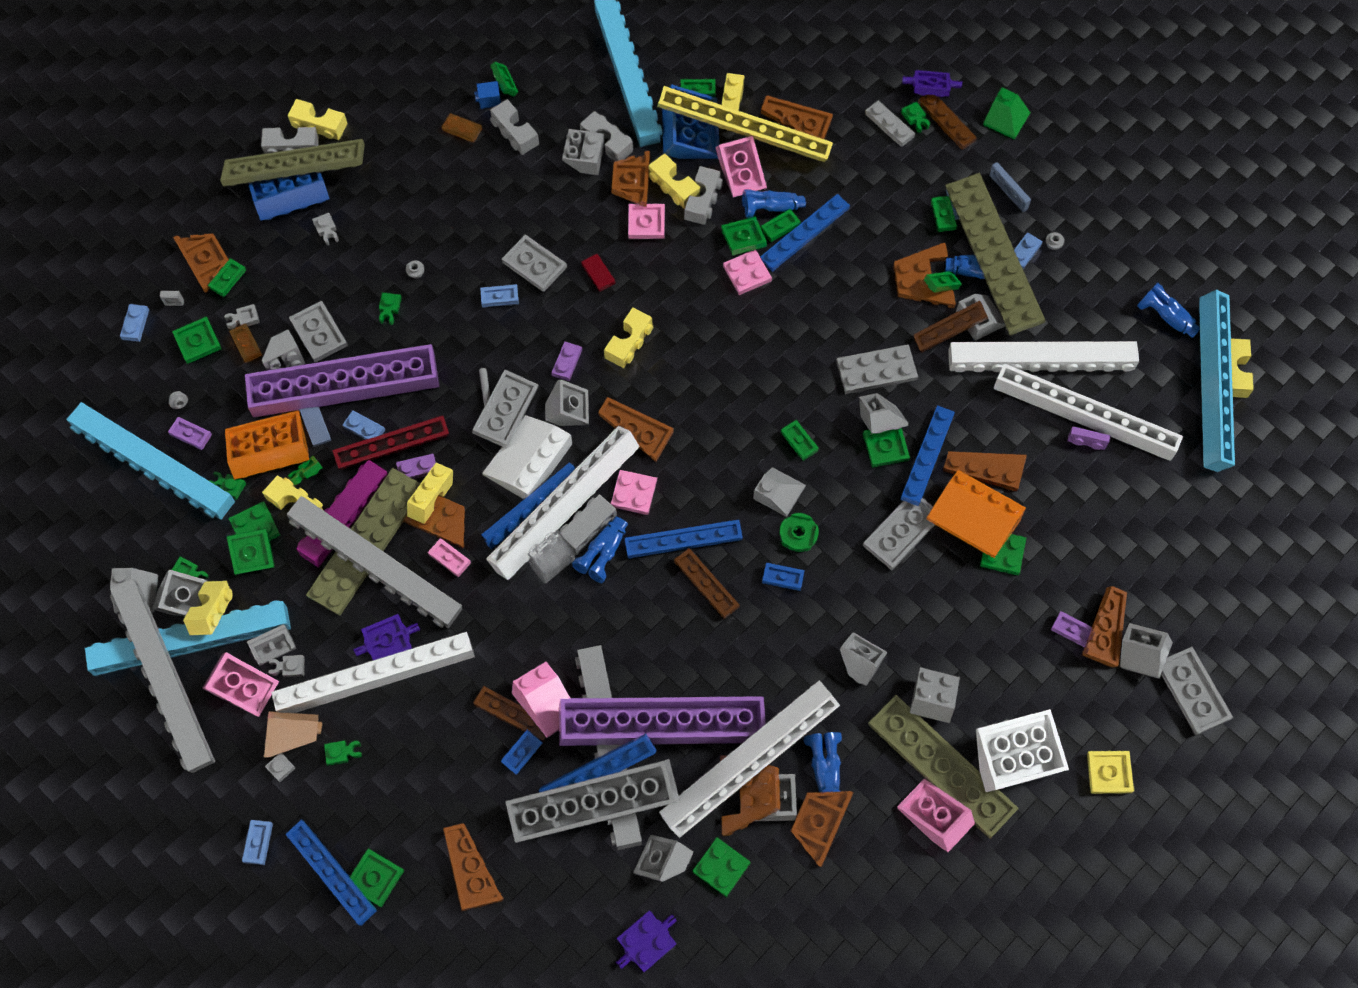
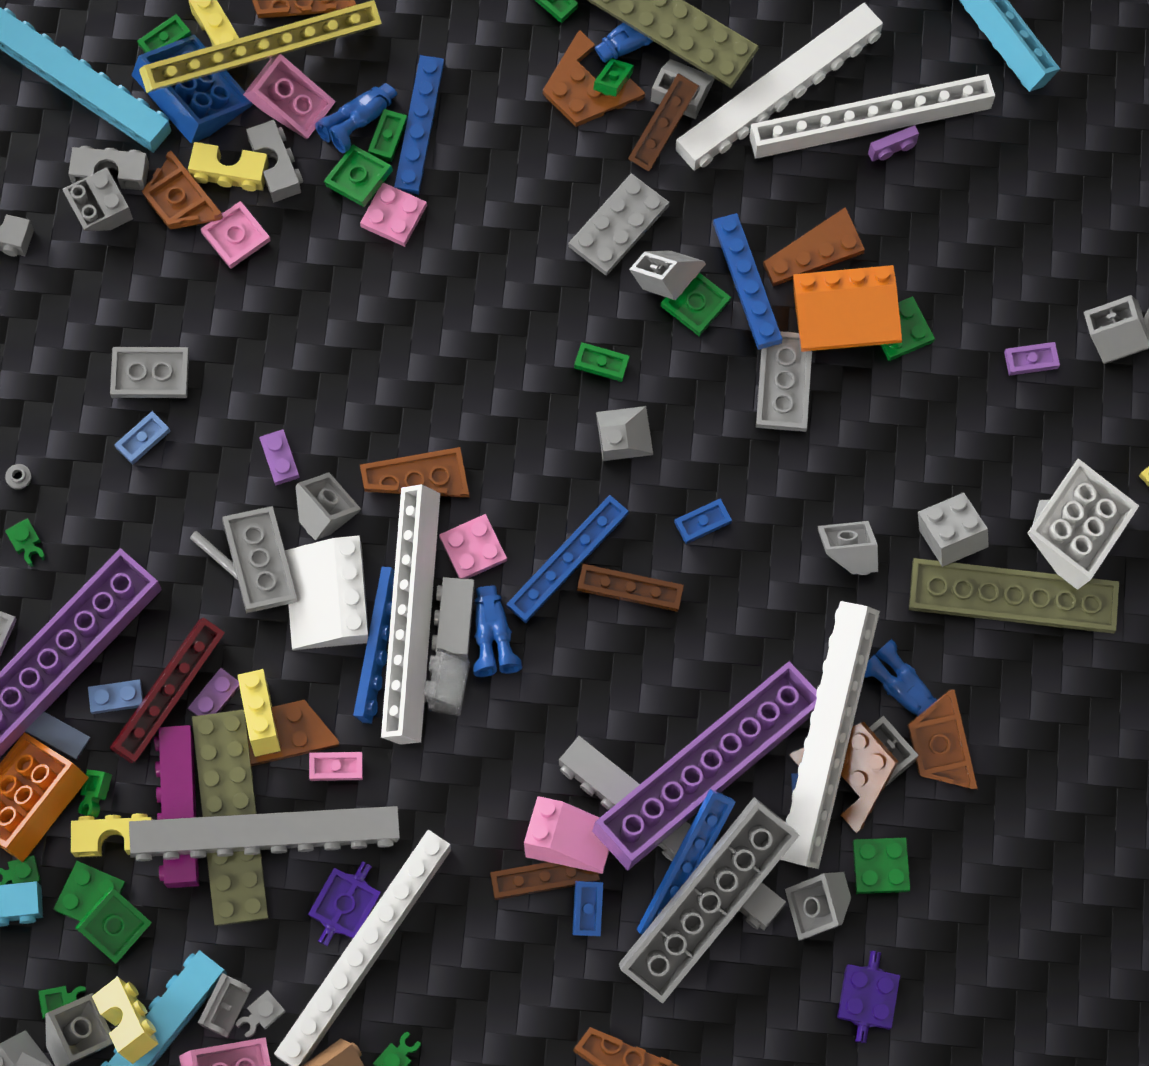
camera: 40 degrees left, 5 degrees up
(598, 272) = (229, 332): dark red tile -> none
(622, 350) = (330, 402): light yellow arch -> none
(802, 542) = (685, 449): green plate -> none
(937, 814) = (1046, 648): bright pink slope -> none
(1106, 633) = (1066, 337): dark orange wing -> none

